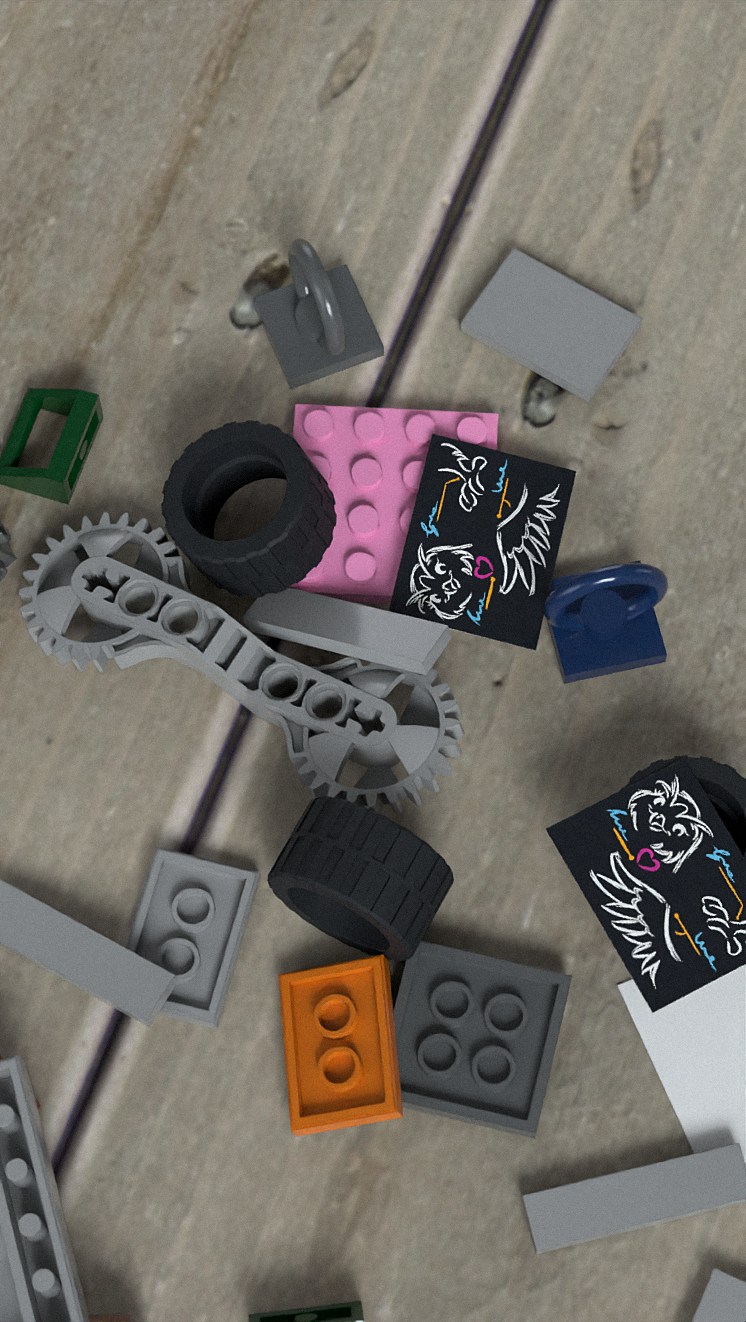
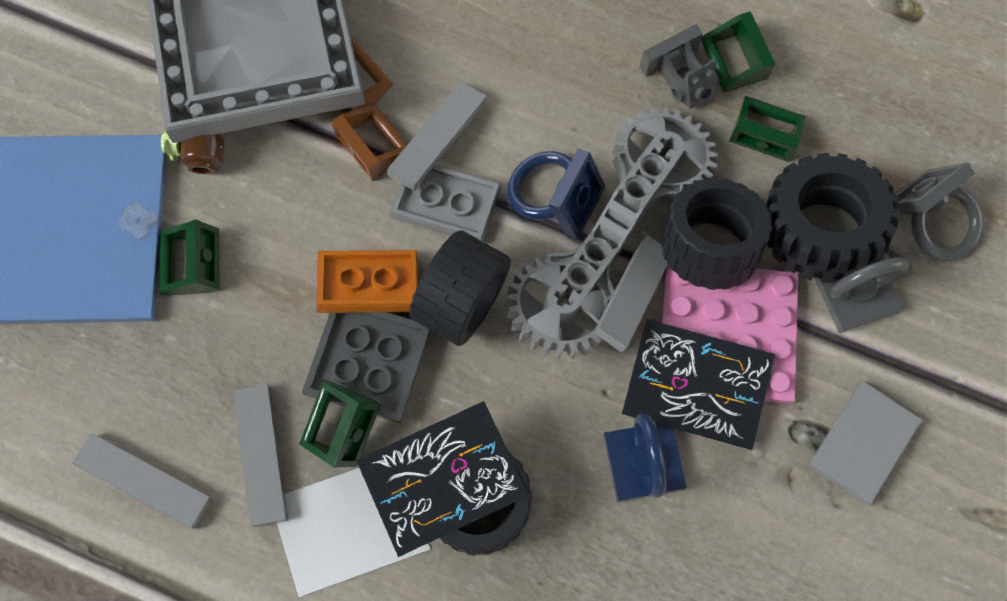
camera: 90 degrees right, 5 degrees up
(98, 1082) = (344, 129): none -> dark orange tile
(172, 221) = (931, 192): none -> dark grey tile
(182, 302) = (836, 183): none -> black tyre
(183, 726) = (574, 195): none -> dark blue tile
(600, 1041) = (352, 429): none -> dark green tile

